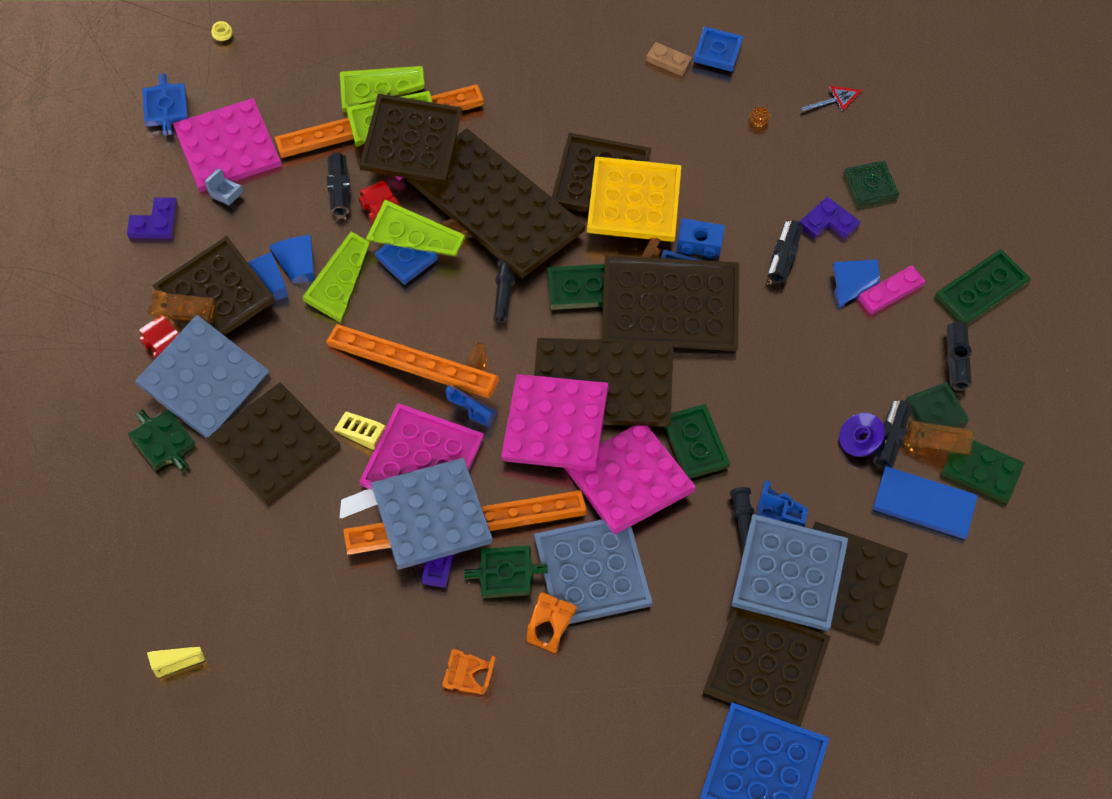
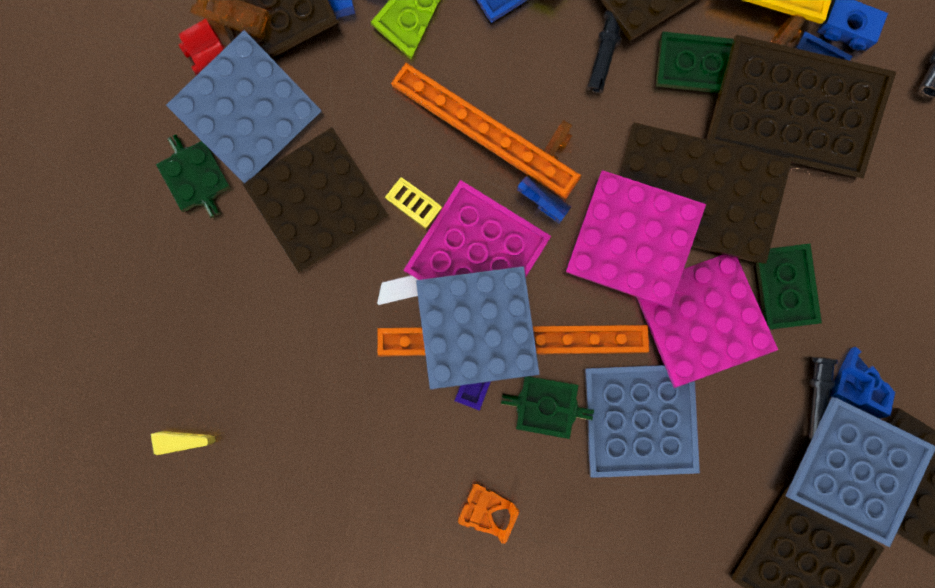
camera: 15 degrees right, 25 degrees up
(552, 610) = (591, 466): orange piece -> none

